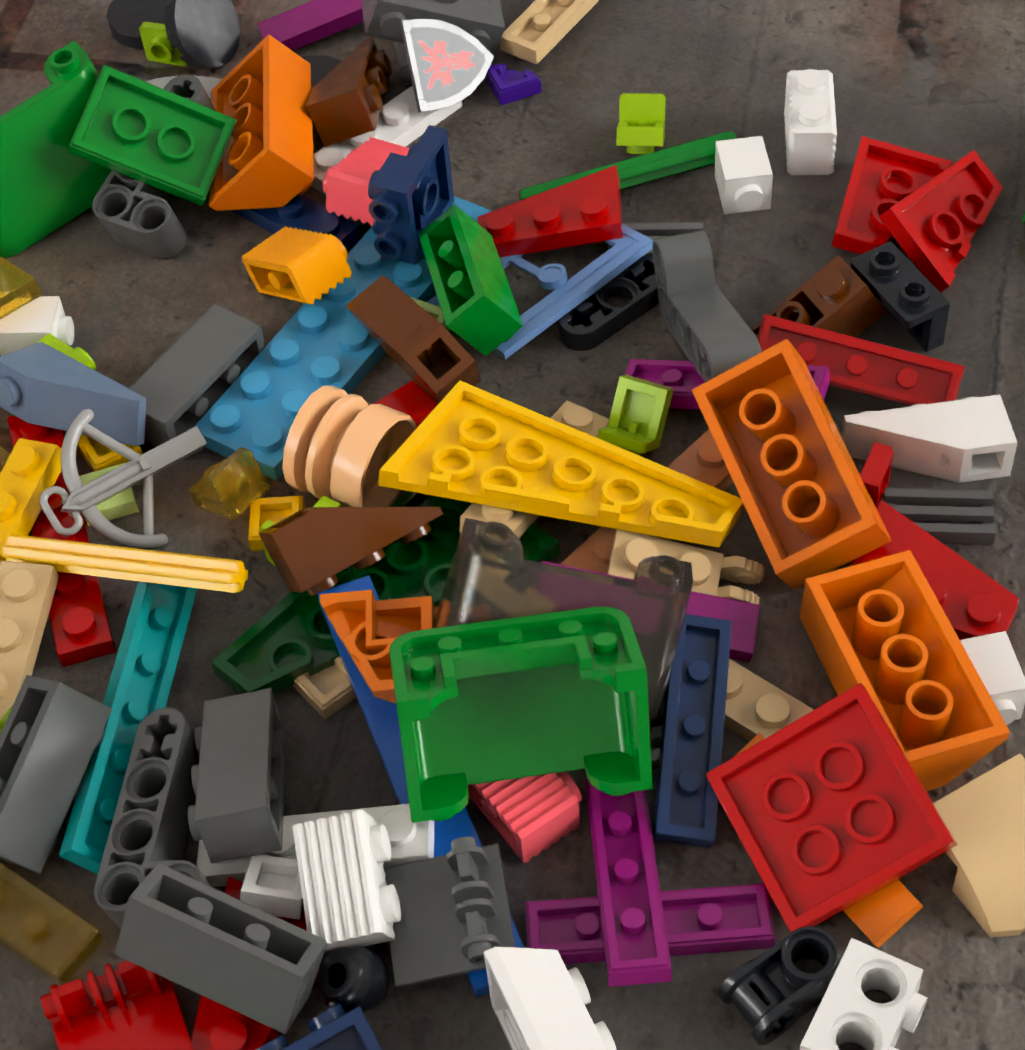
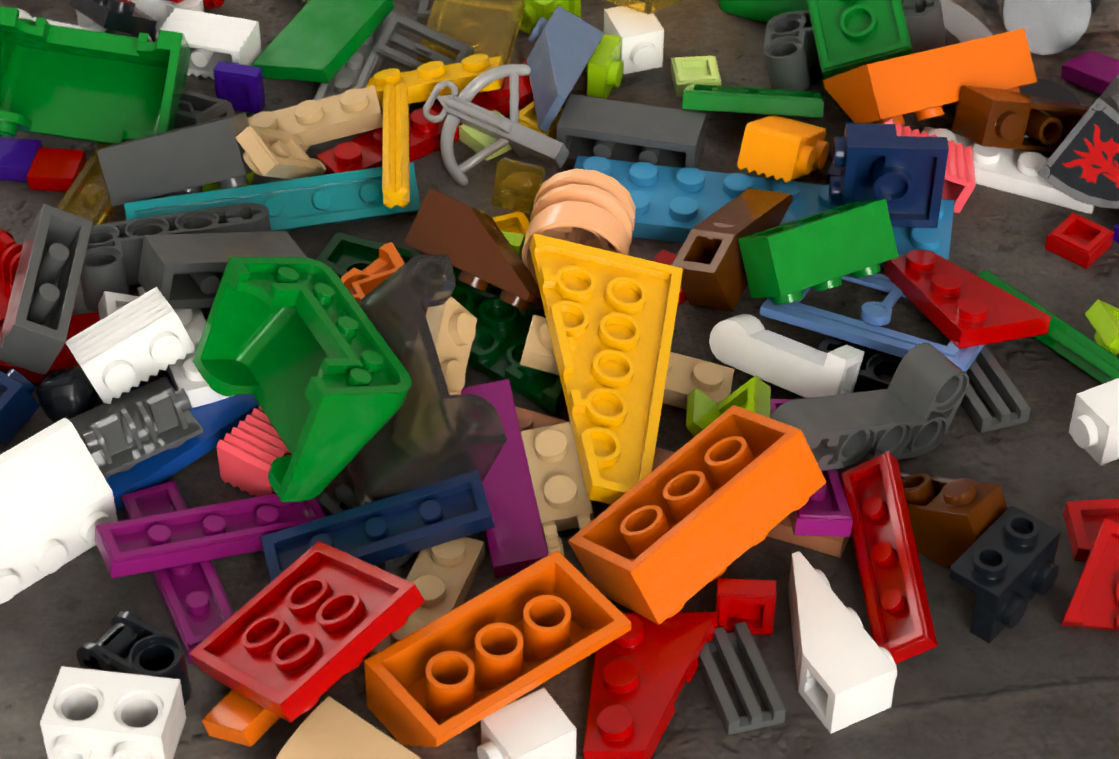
camera: 65 degrees right, 10 degrees down
(90, 672) = (278, 154): none -> tan hinge
(110, 306) = (694, 71): none -> yellowish green tile
(199, 269) = (753, 100): none -> green tile
(499, 123) = (1079, 240): none -> red tile
(581, 357) = (783, 361): none -> white leg

